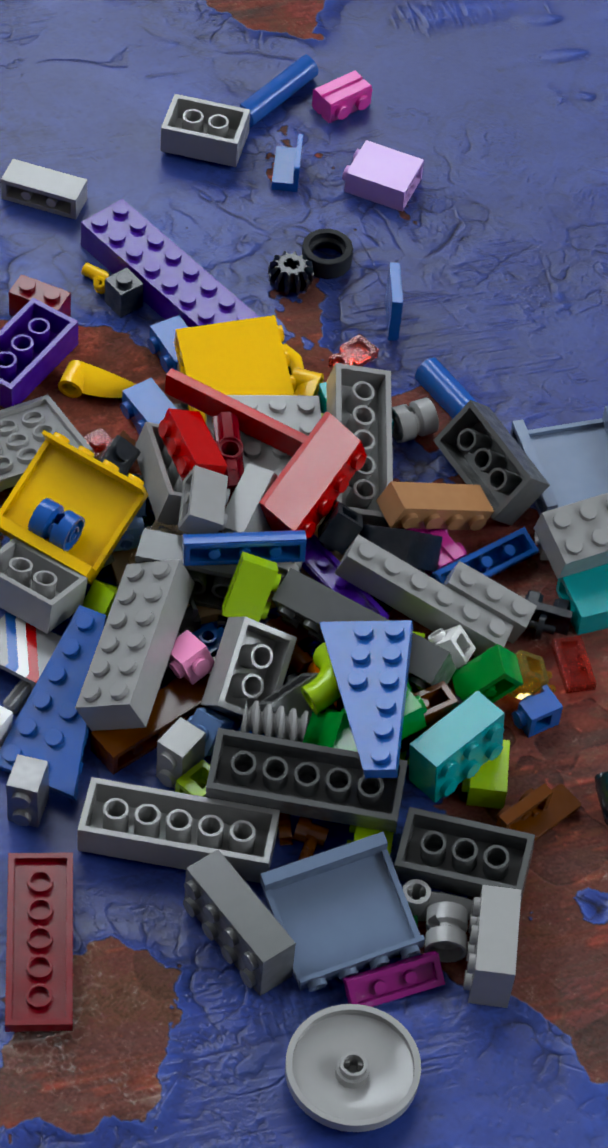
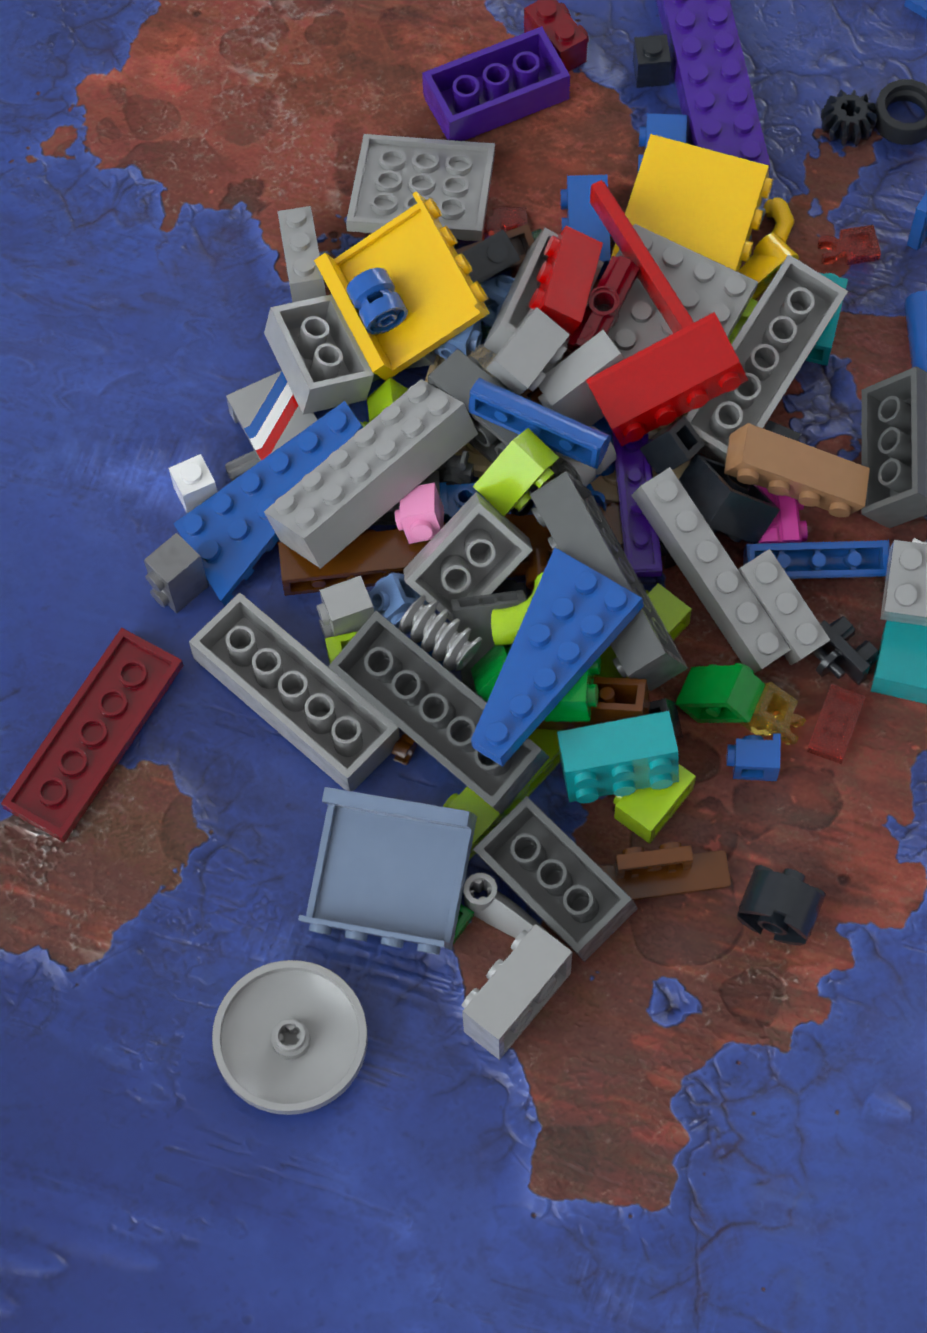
camera: 40 degrees right, 15 degrees up
(91, 380) = (548, 148): yellow piece -> none
(97, 275) = (641, 25): yellow arm -> none
(238, 923) = (279, 823): dark grey brick -> none
(309, 834) = (426, 768): reddish brown brick -> none
(395, 980) = (398, 969): magenta plate -> none
(414, 419) = (859, 354): light grey wheel -> none
(447, 931) = (487, 944): light grey wheel -> none
(456, 642) = (703, 639): white brick -> none

